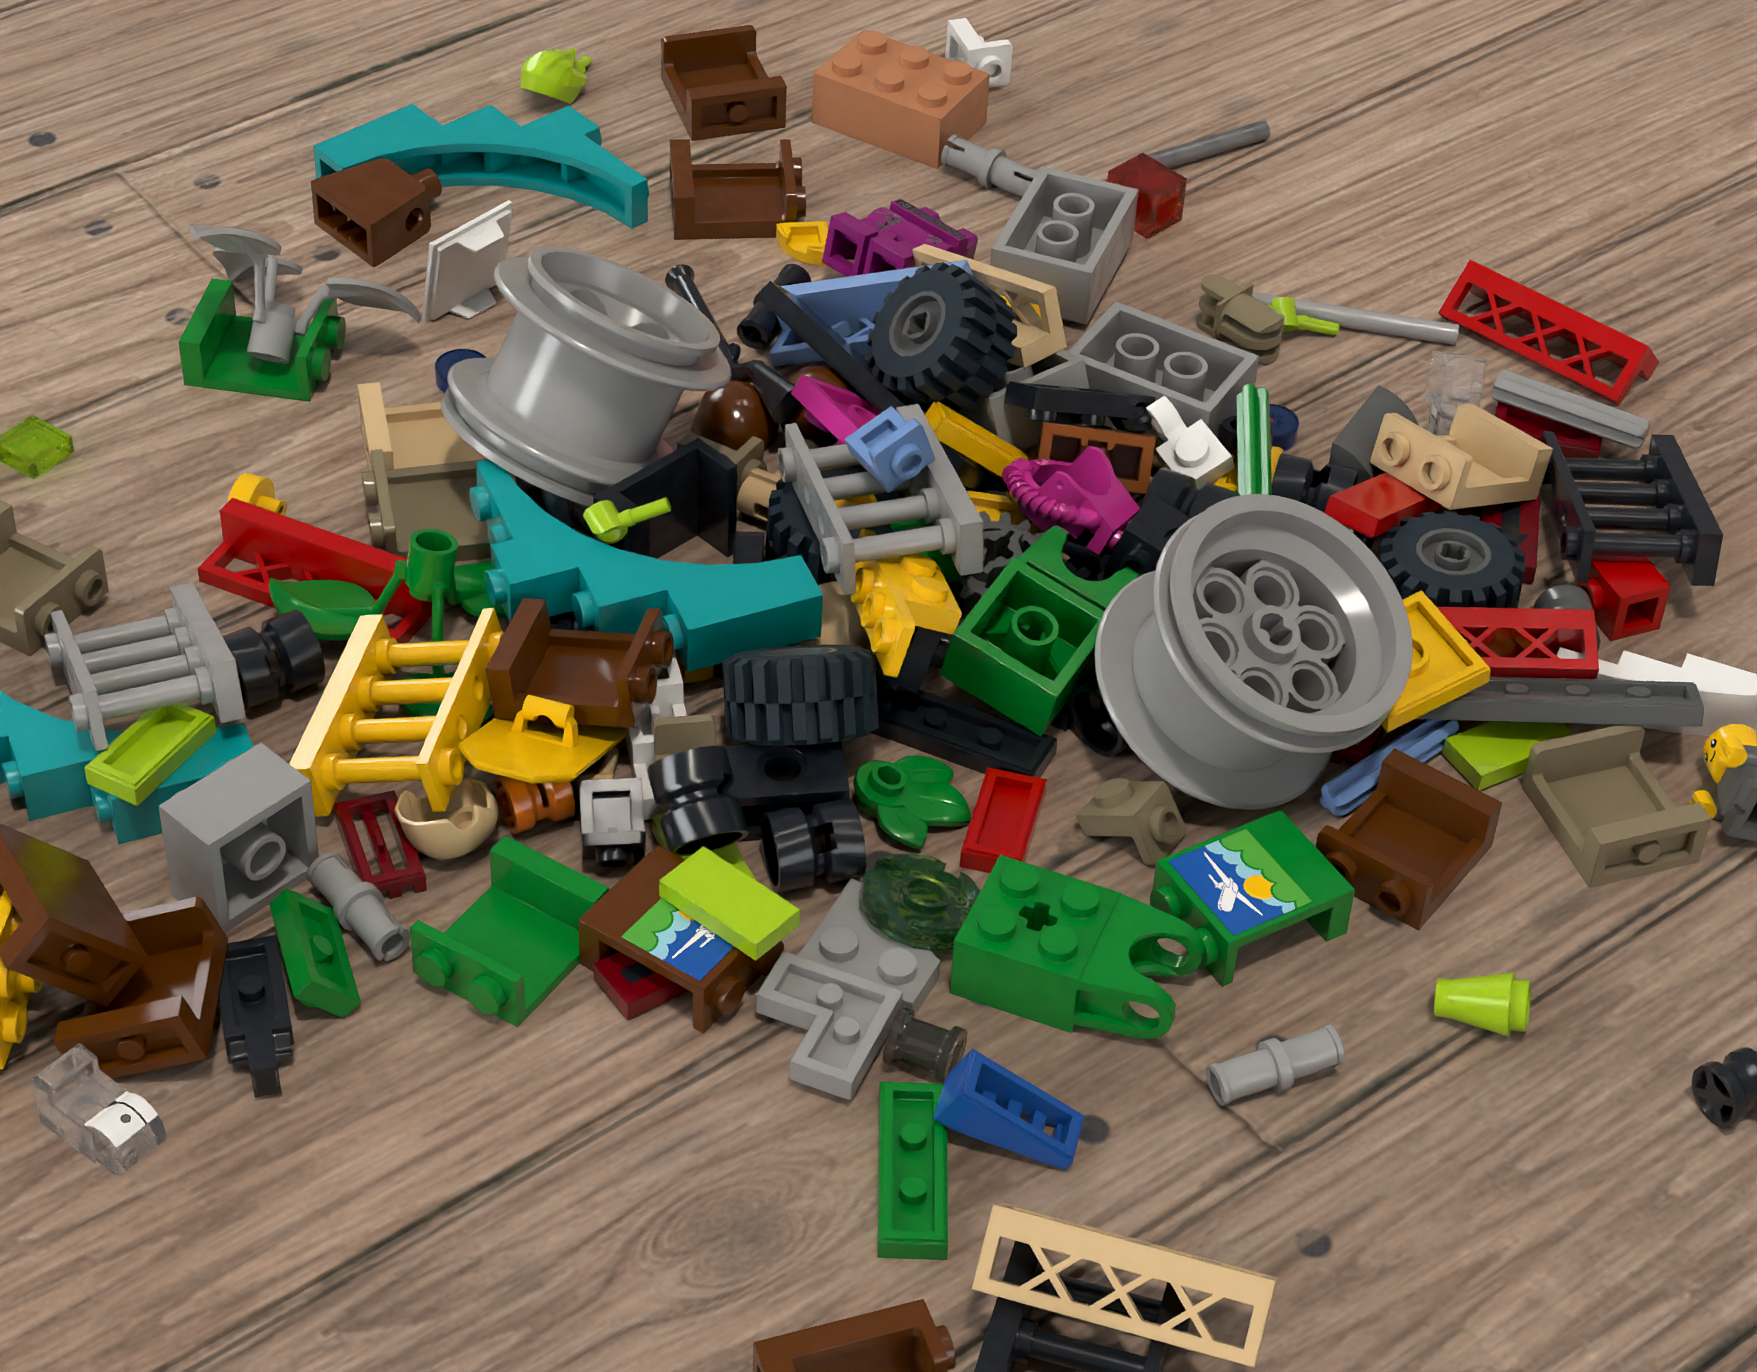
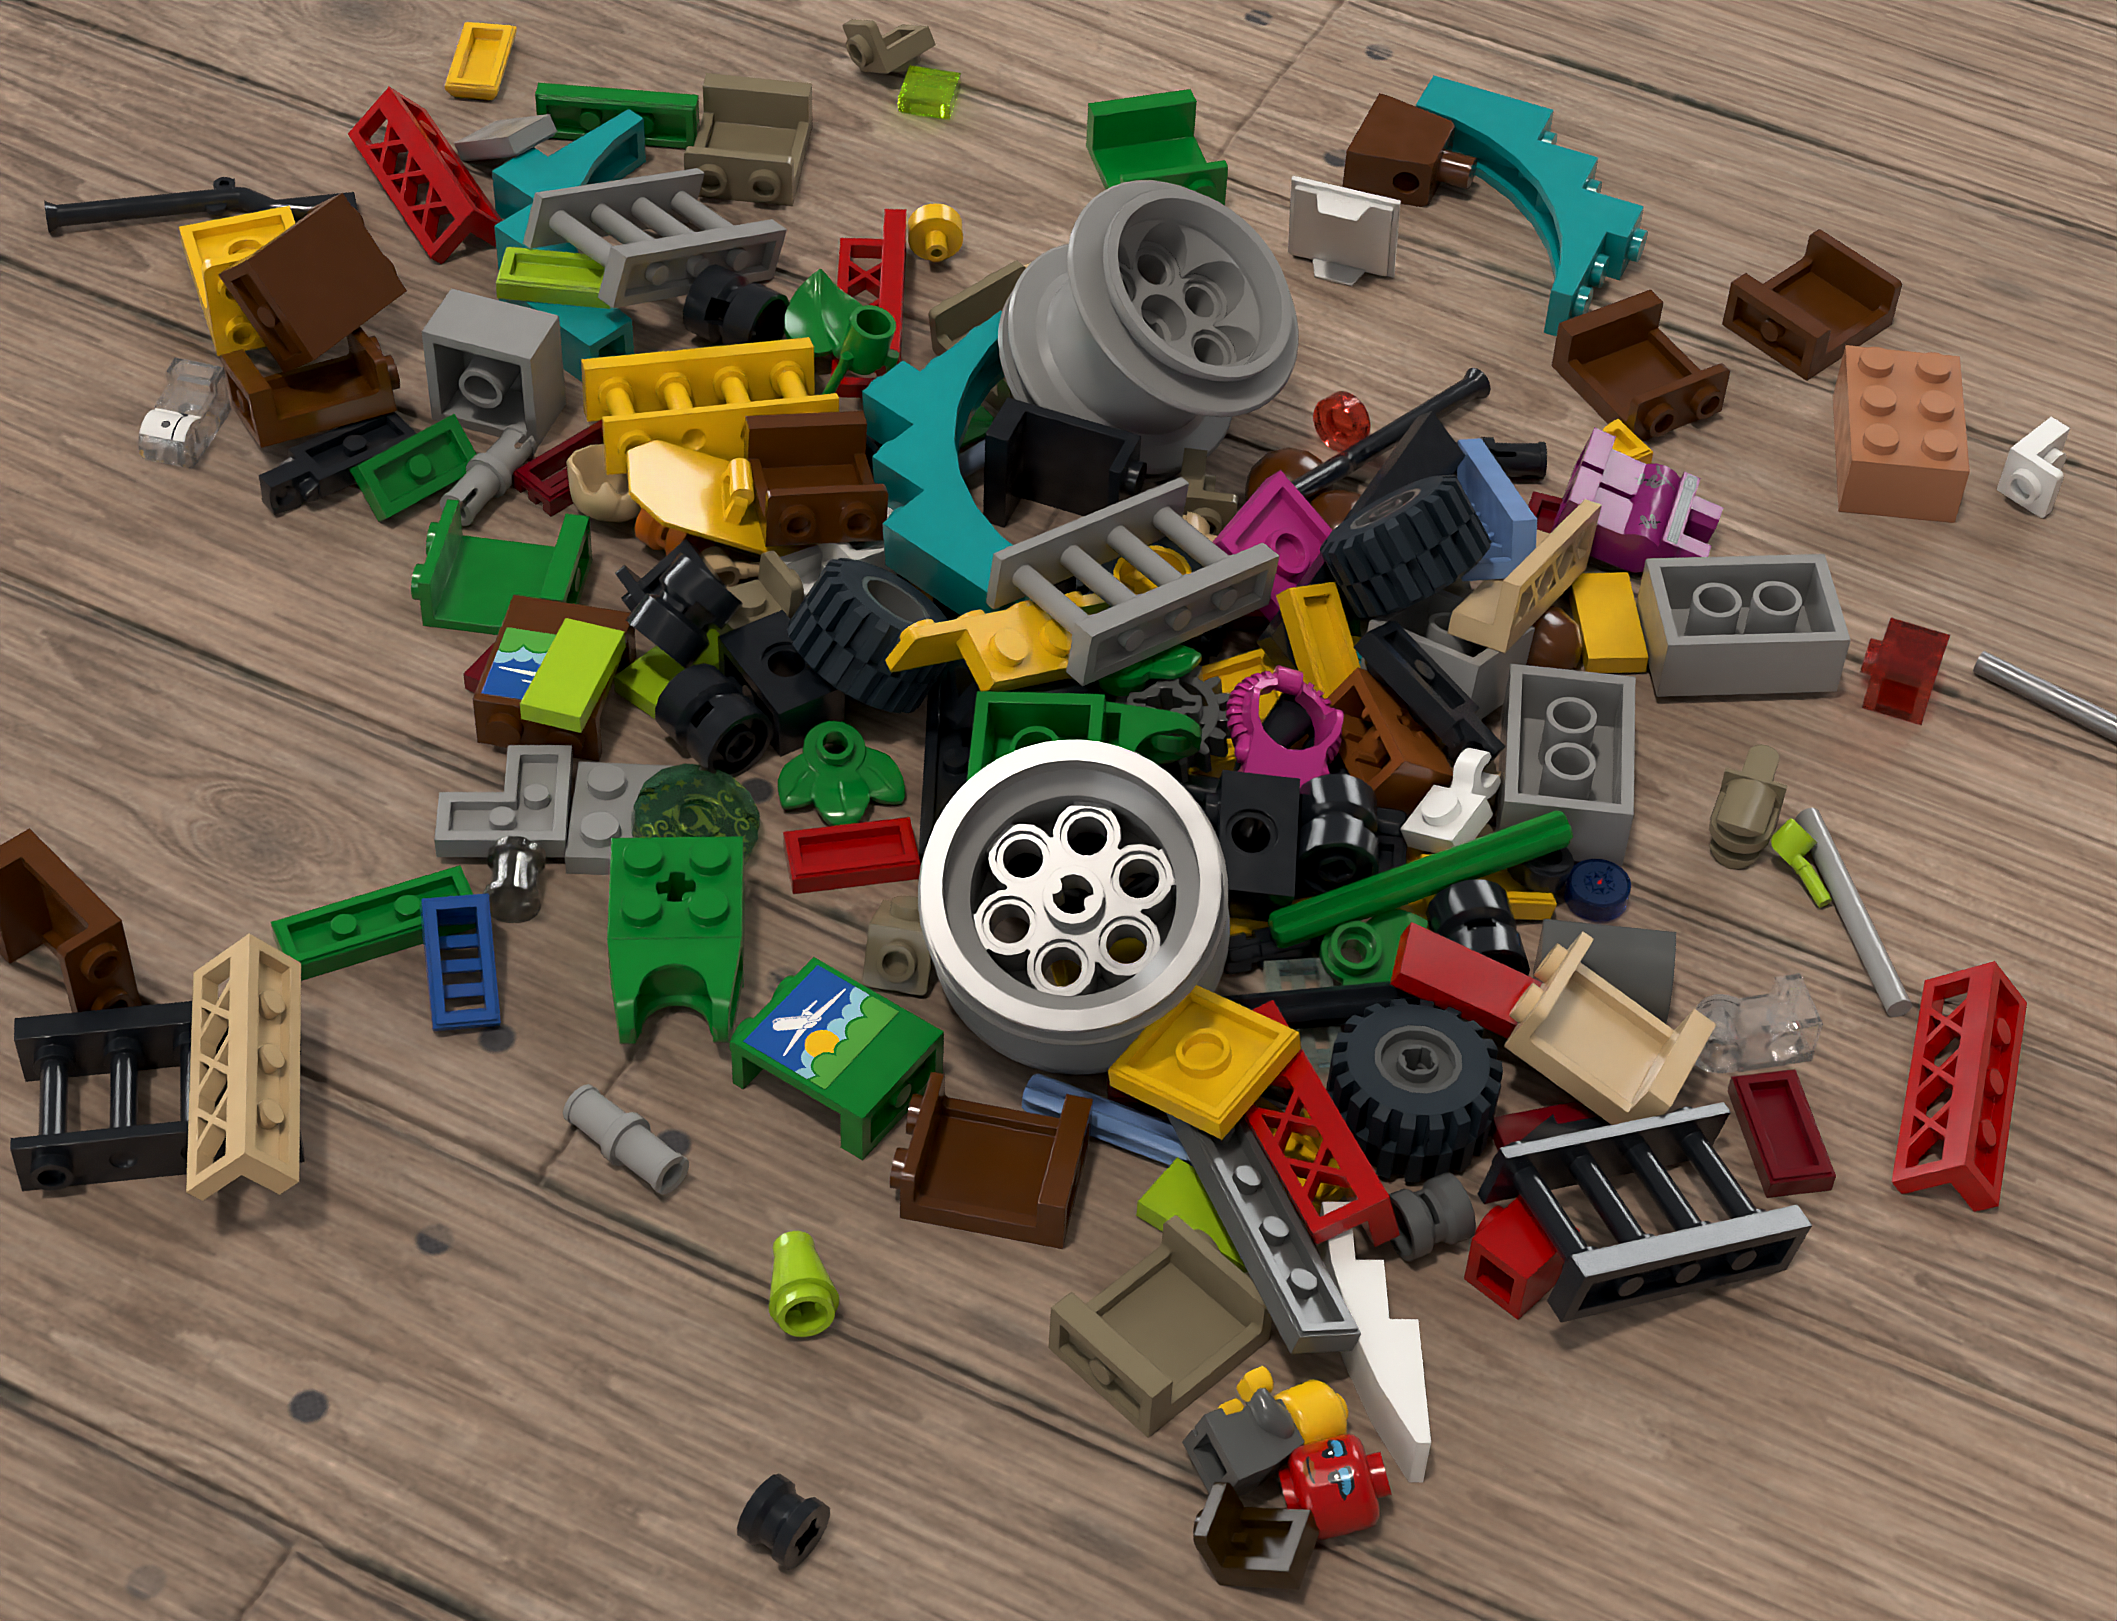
camera: 65 degrees right, 5 degrees up
(274, 327) = (1163, 146): light grey plant -> none
(555, 74) = (1716, 191): lime piece -> none
(612, 526) = (978, 416): lime hand -> none
(891, 448) = (1165, 546): medium blue bracket -> none
(987, 165) = (1854, 542): light grey pin -> none
(1570, 409) = (1807, 1128): light grey axle -> none

